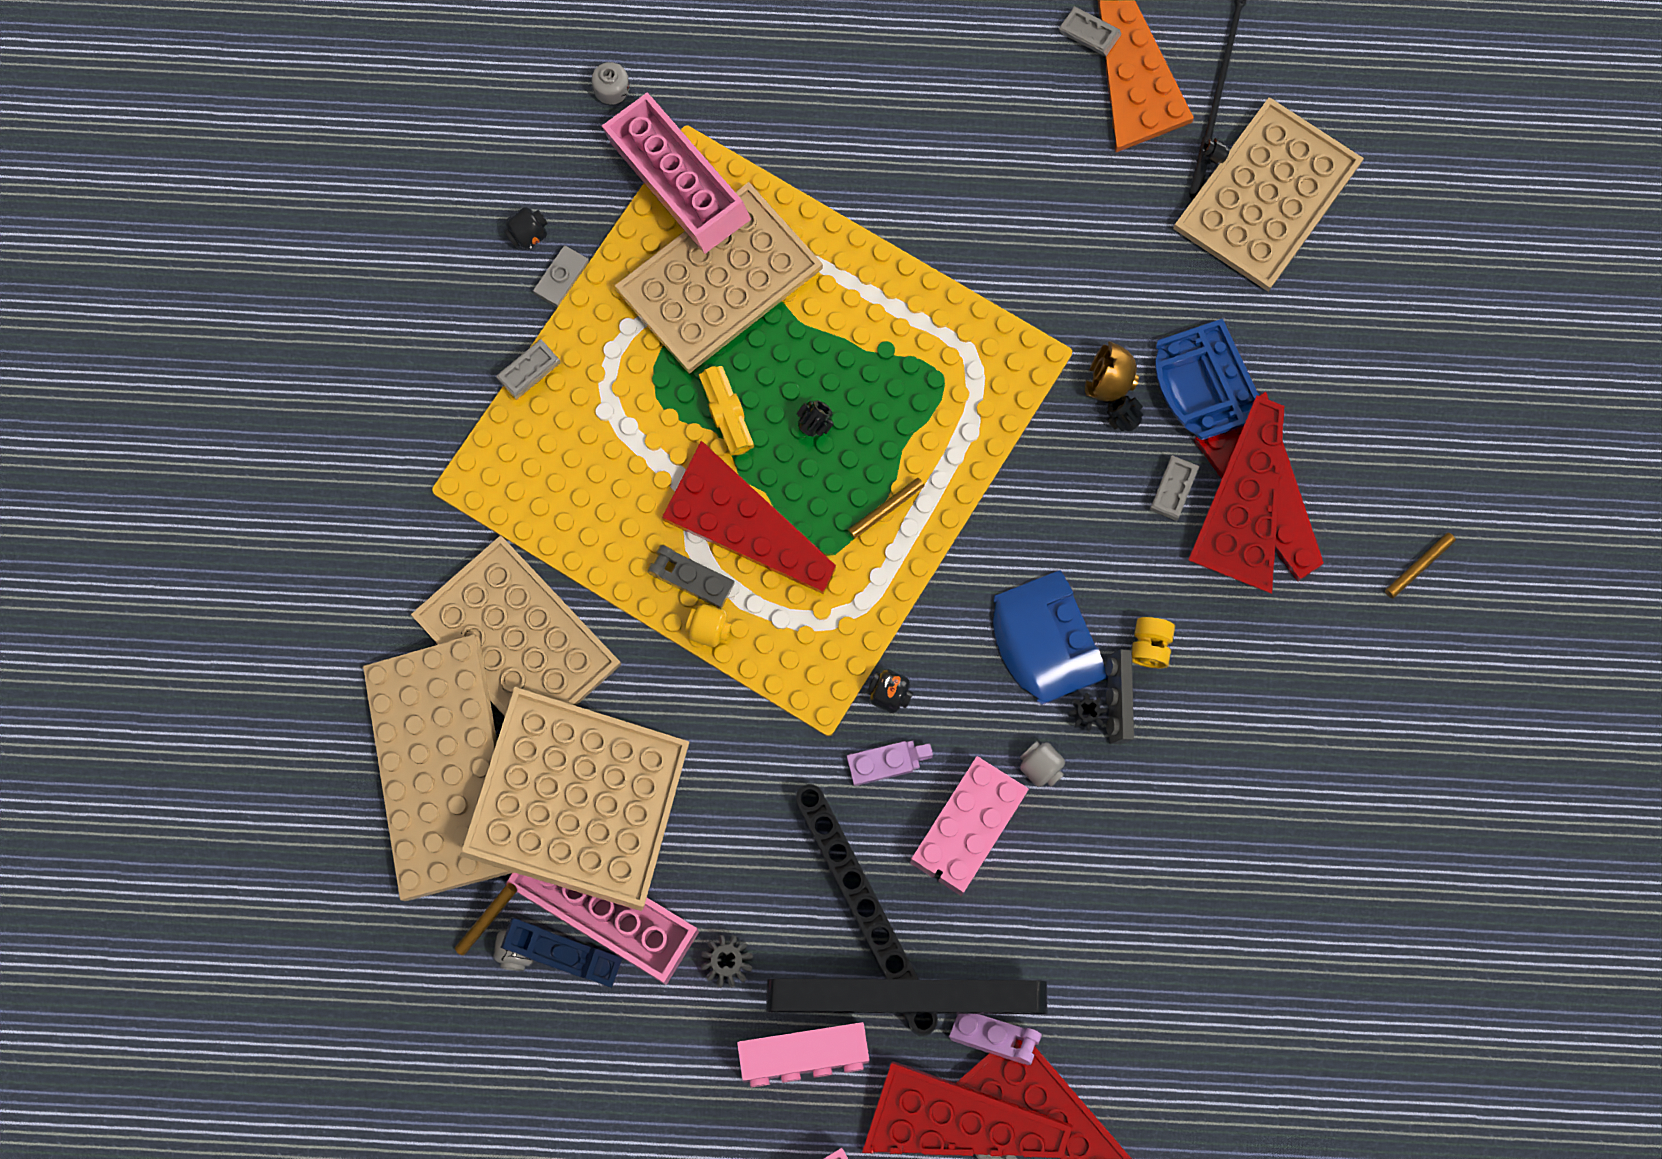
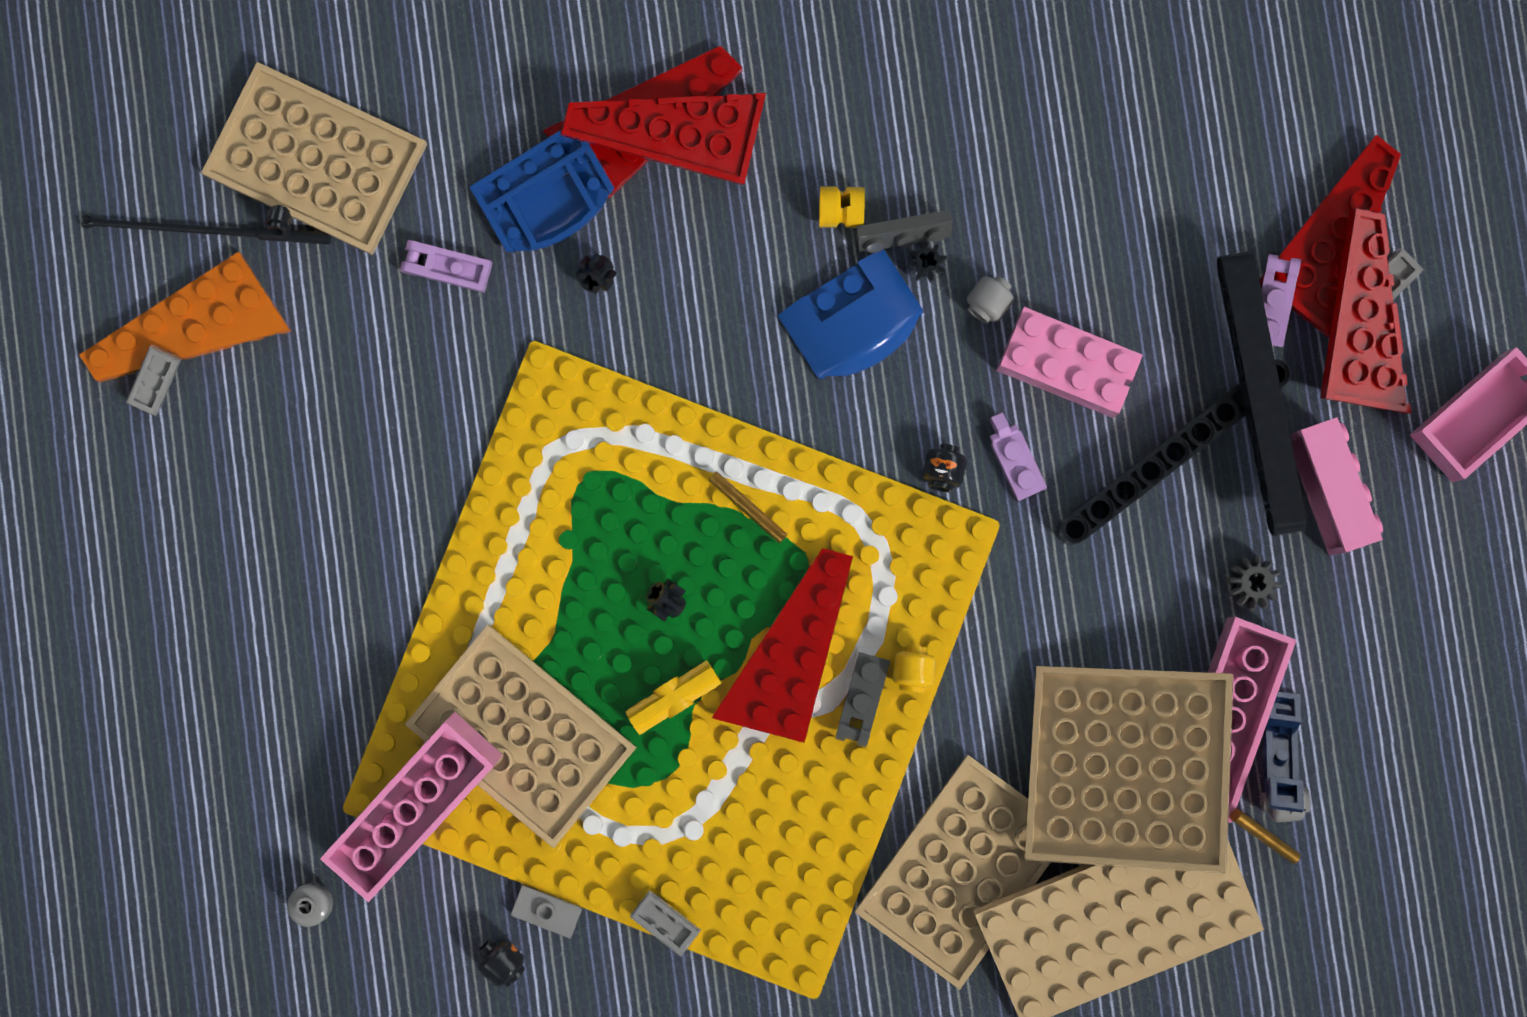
camera: 95 degrees left, 10 degrees up
(1113, 373) = (555, 292): pearl gold cylinder -> none
(1152, 289) = (447, 266): none -> lavender plate
(1174, 488) = (667, 210): light grey plate -> none

